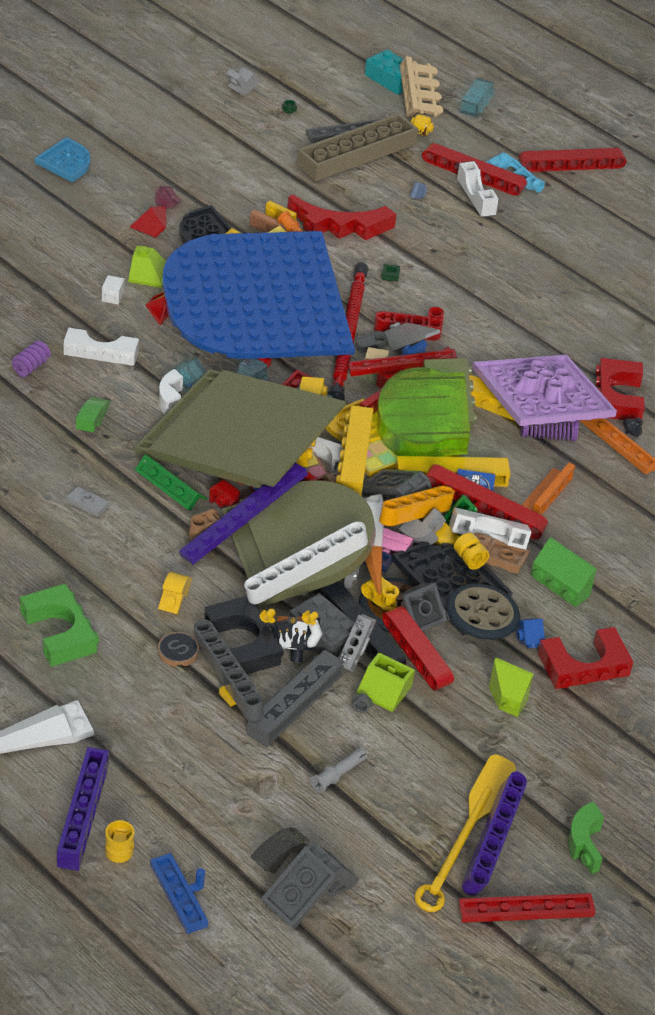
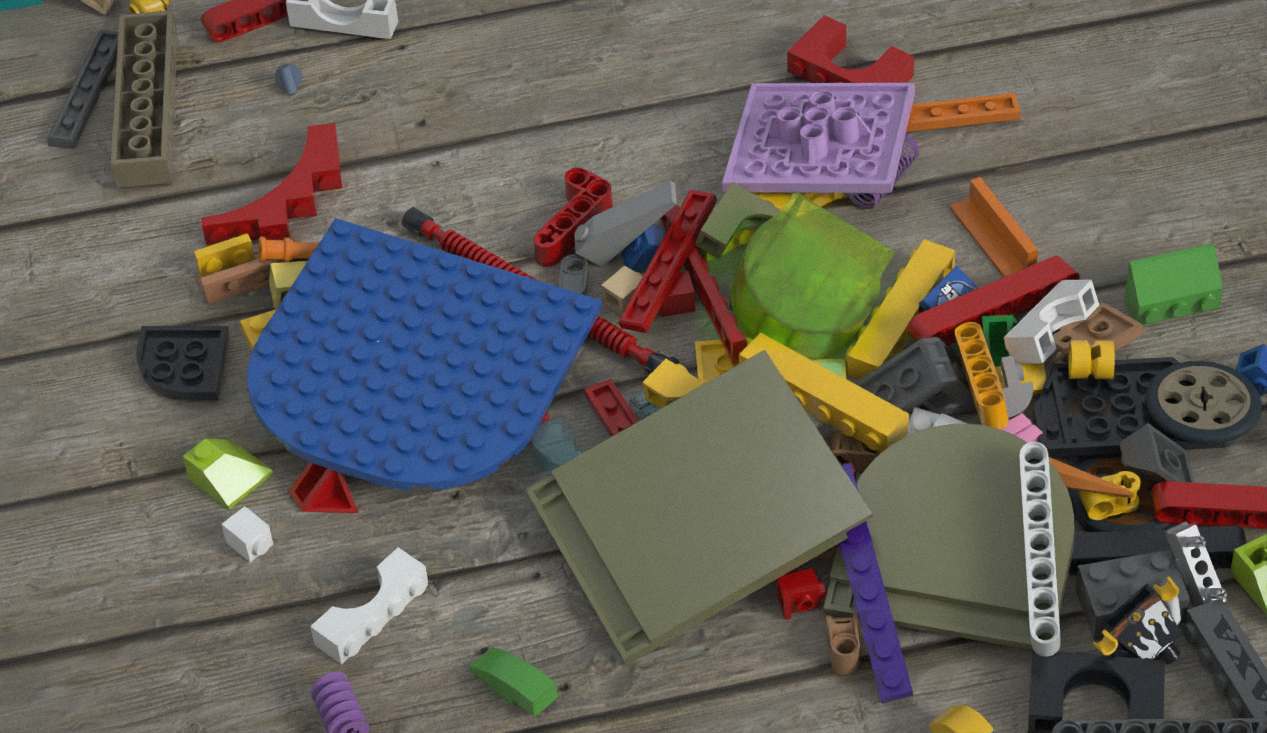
camera: 50 degrees left, 5 degrees up
(152, 221) = (123, 417): red slope -> none
(166, 197) = (83, 375): clear pink cap -> none
(168, 390) = (534, 570): white brick -> none
(169, 482) = (726, 648): green panel -> none
(191, 371) = (504, 524): clear light blue slope -> none
(390, 272) = (443, 189): dark green plate -> none
(633, 426) = (929, 85): black piece -> none

